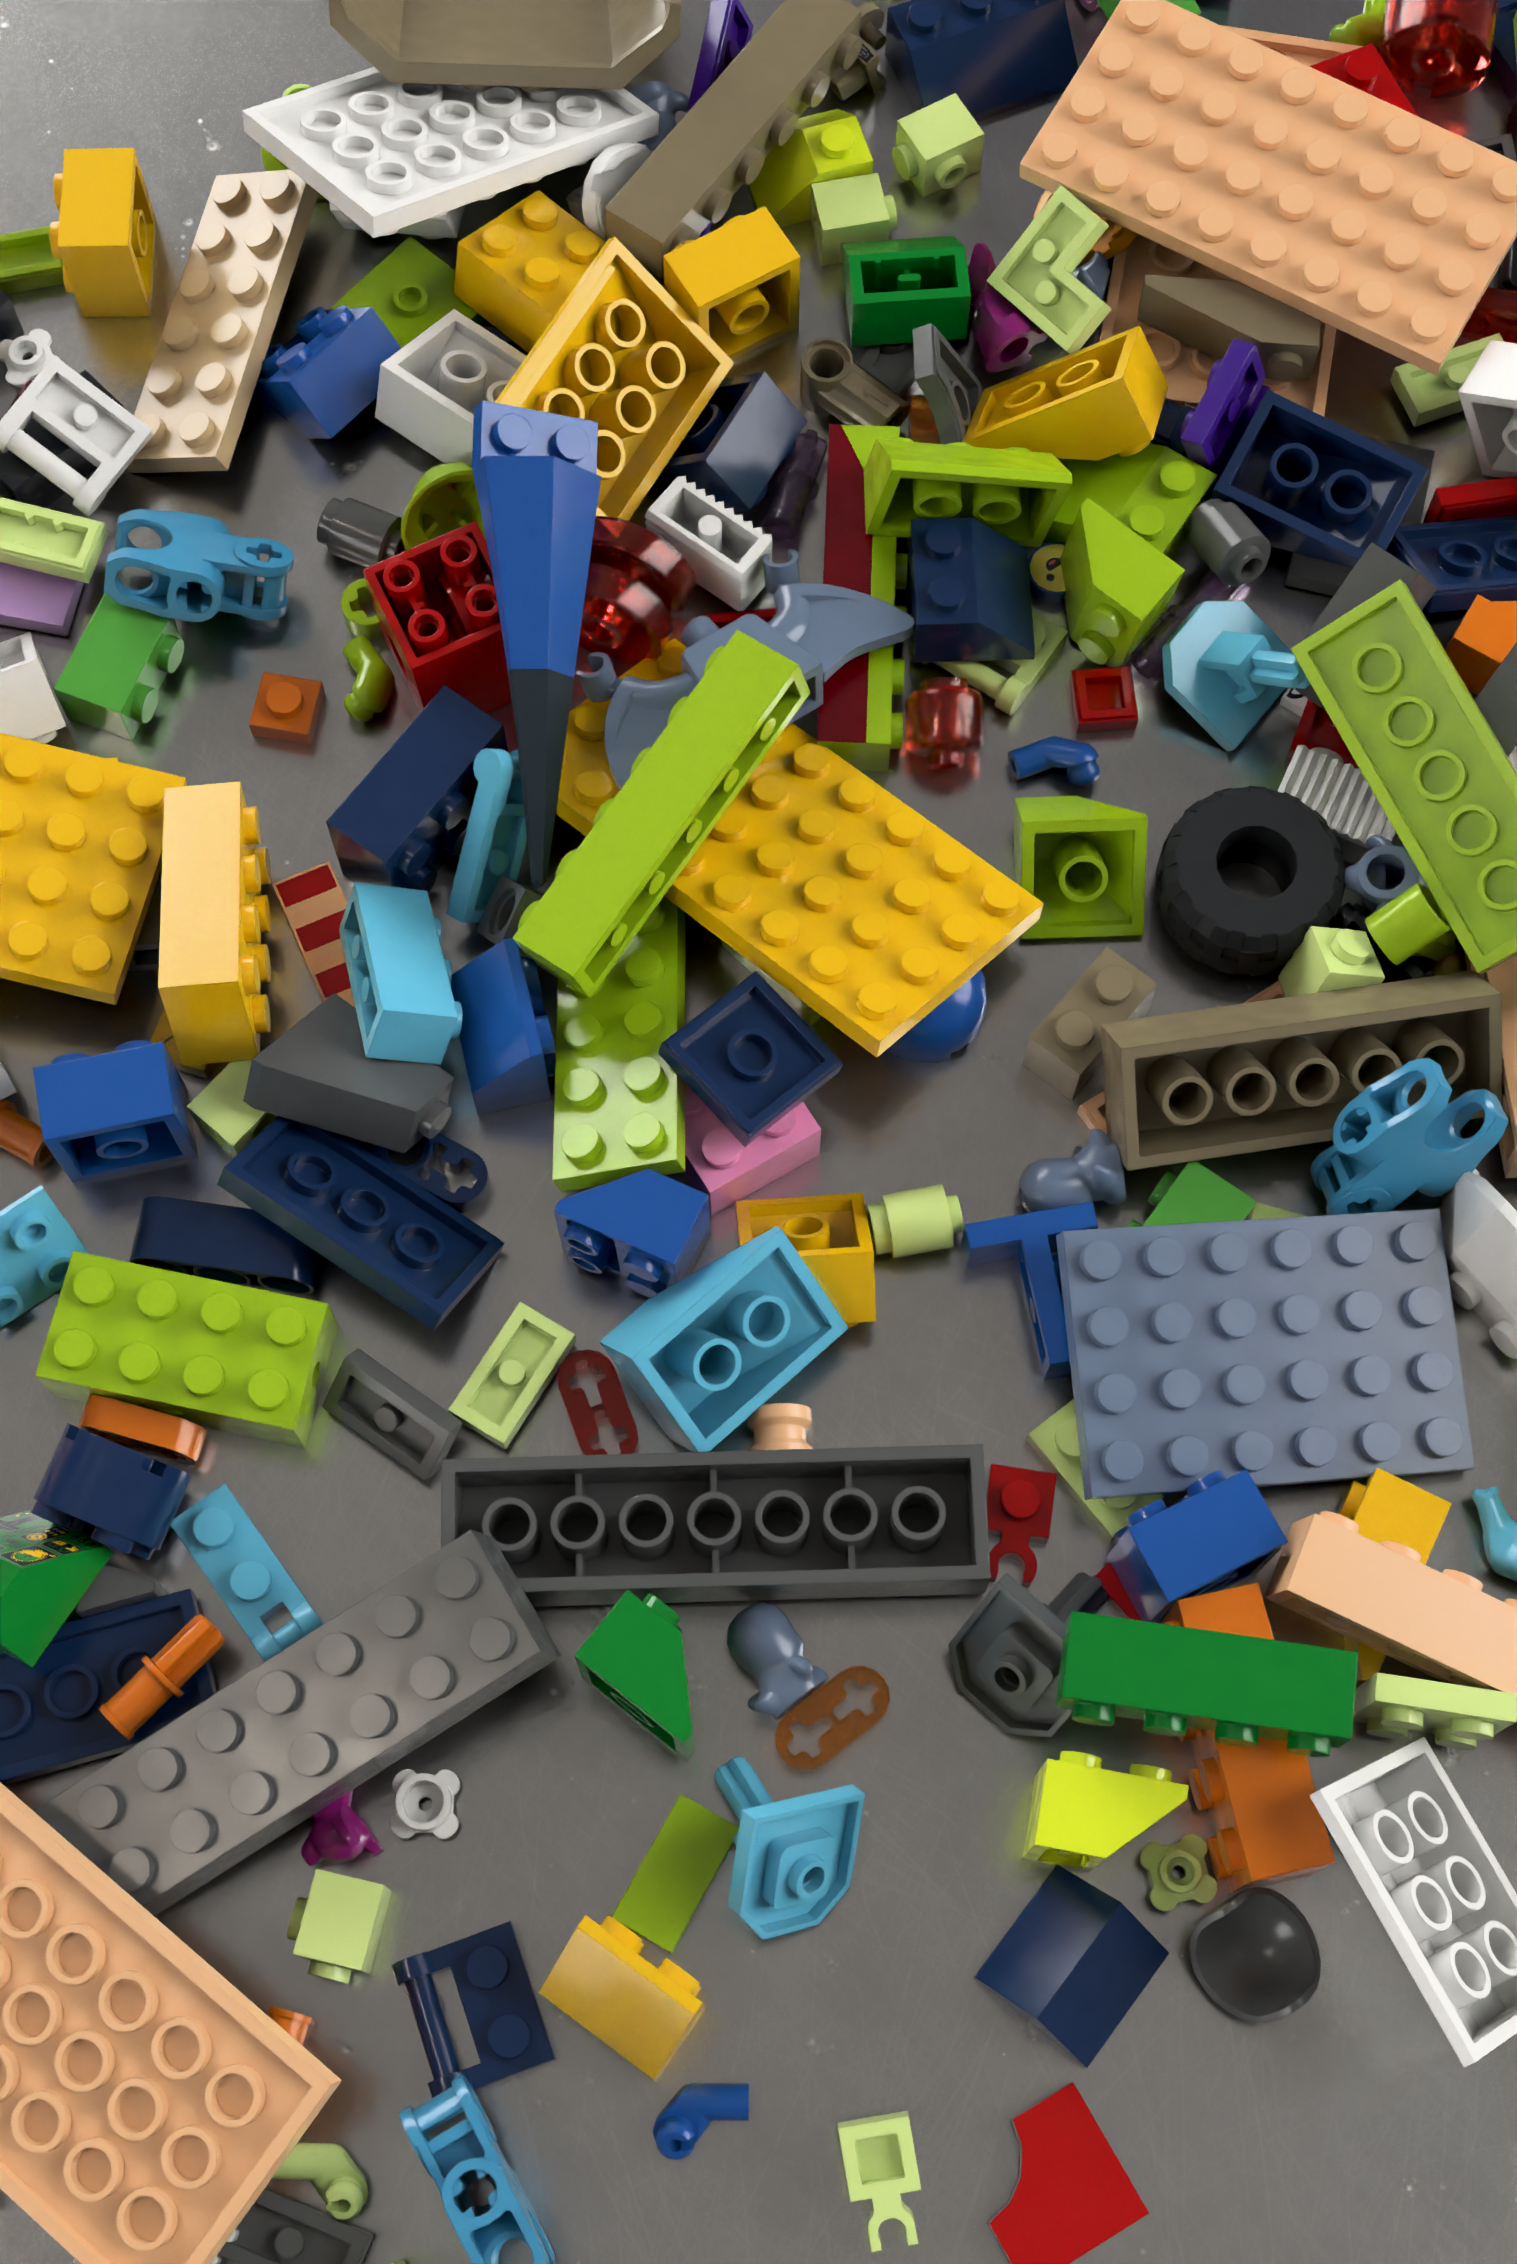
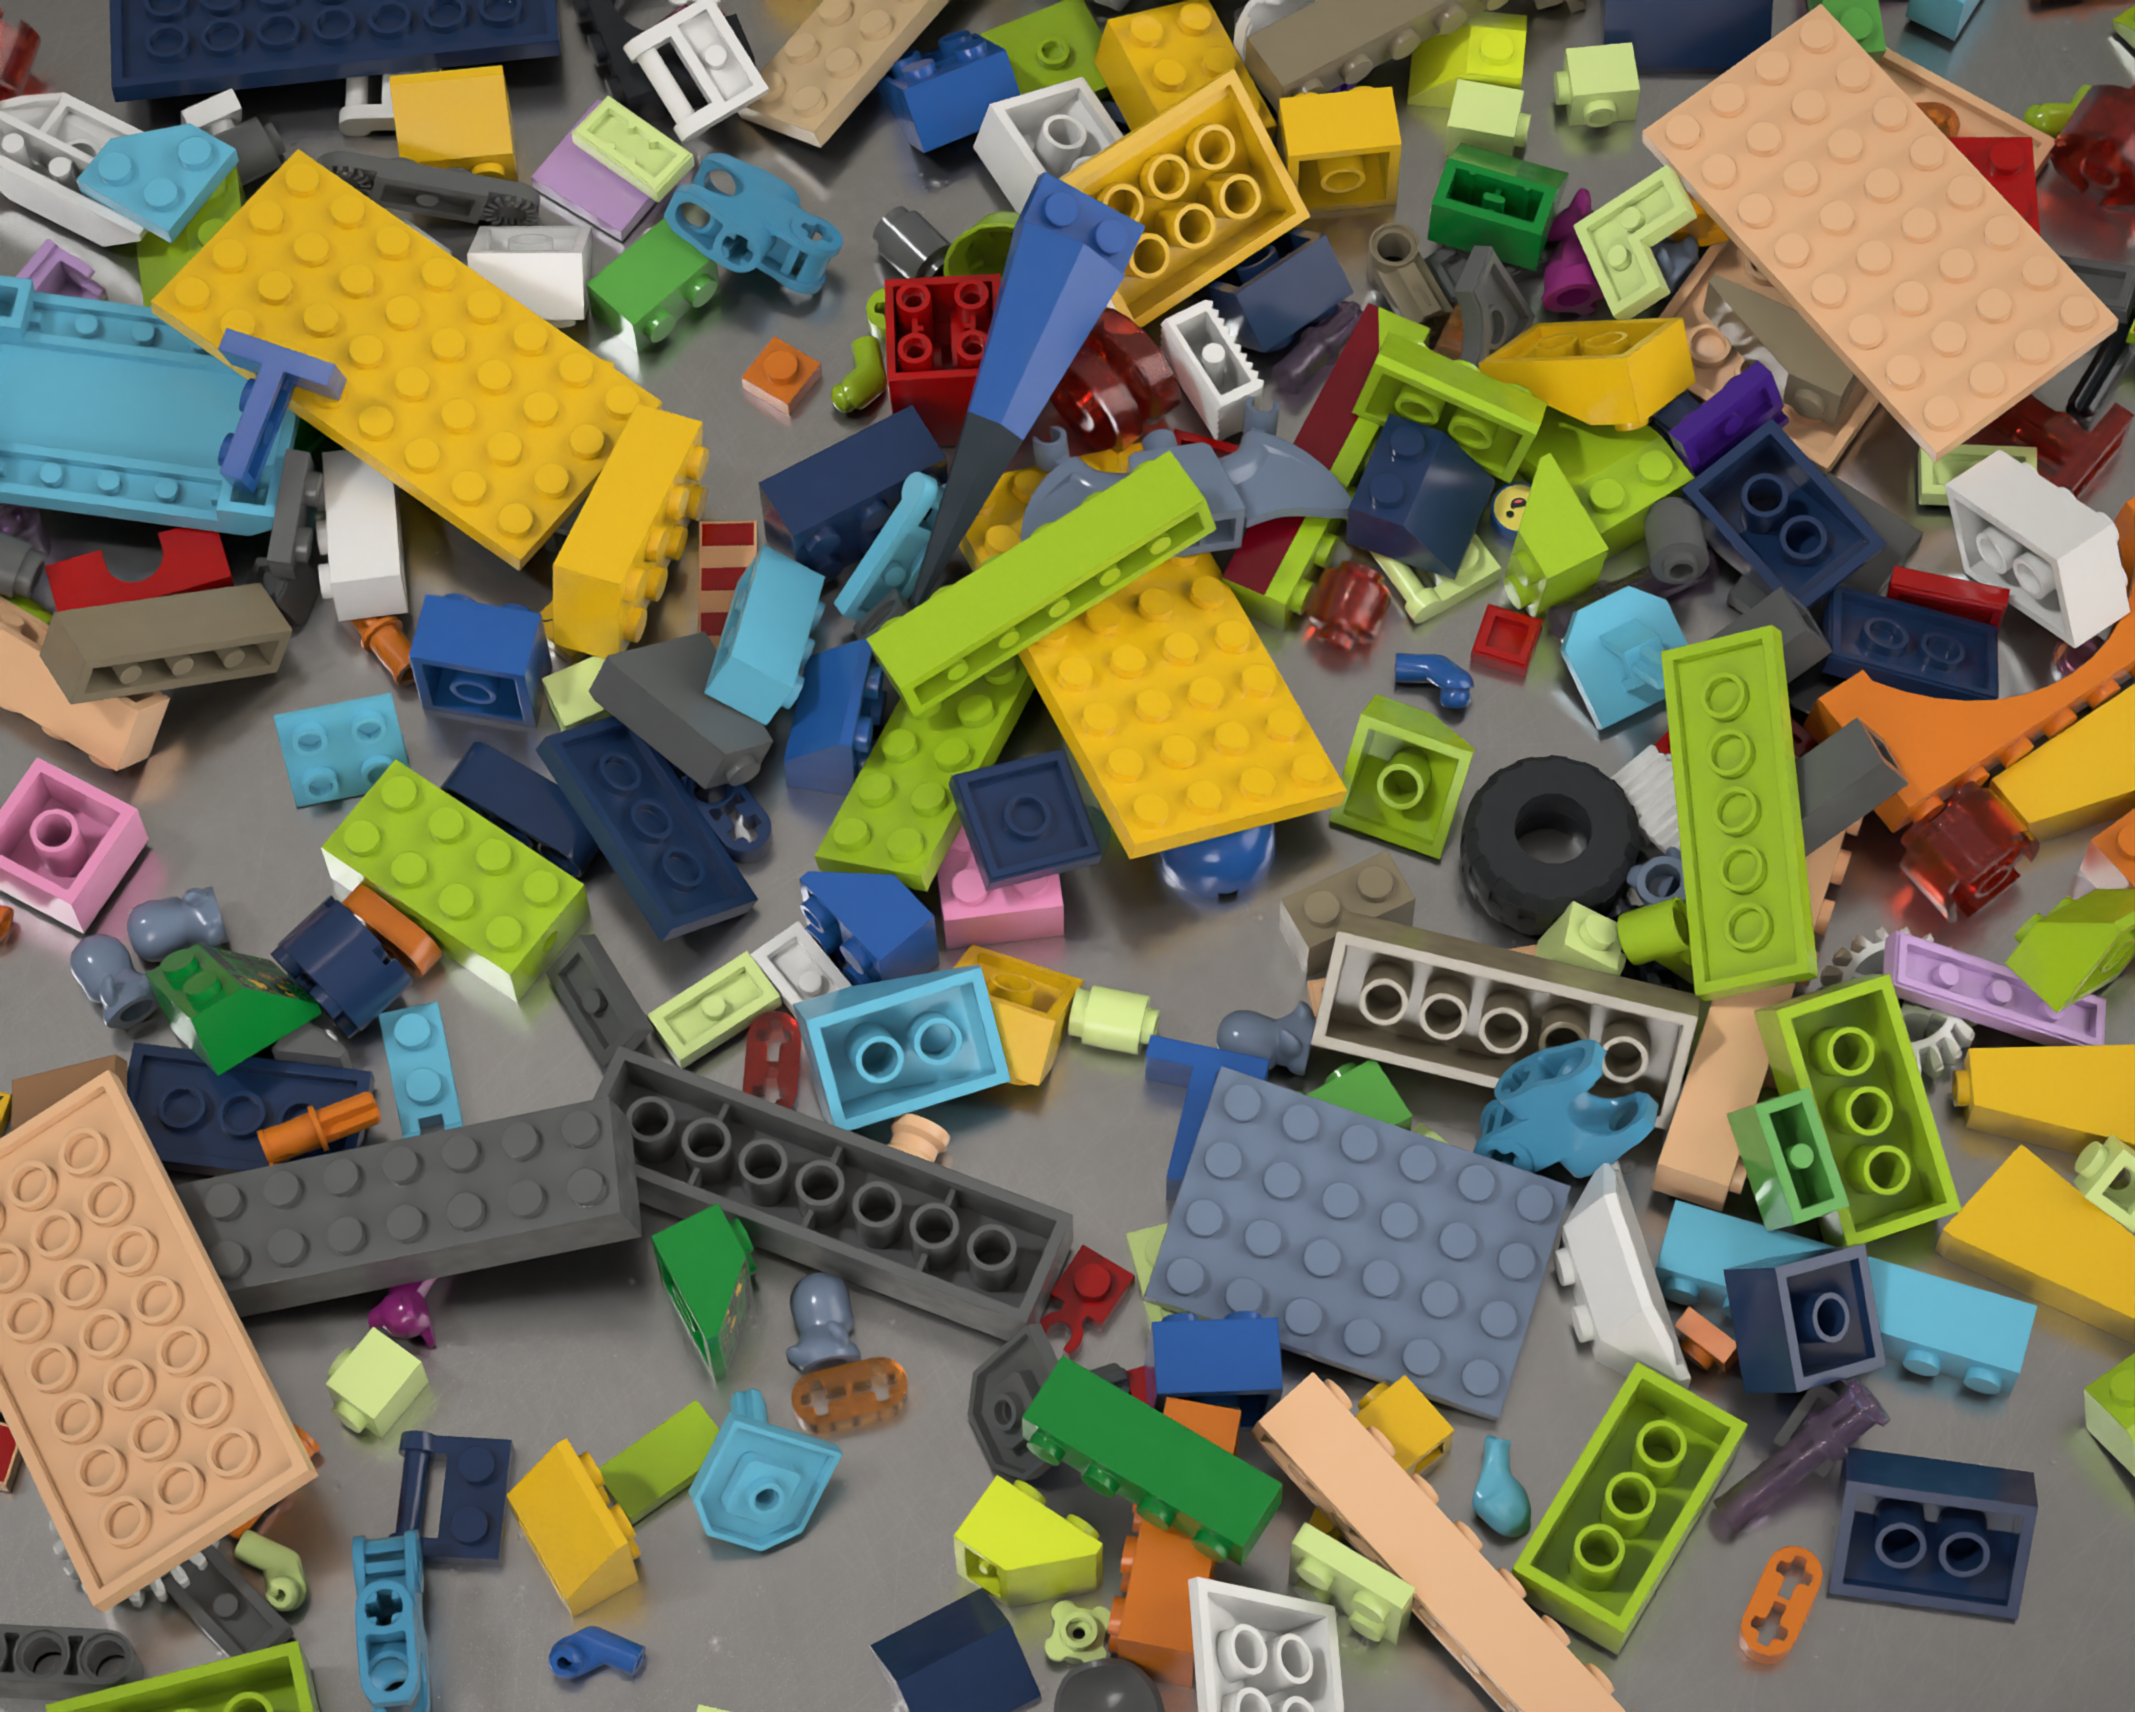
camera: 25 degrees right, 5 degrees down
(411, 1789) = (481, 1305): white plate -> none
(582, 1299) = (798, 966): none -> white plate

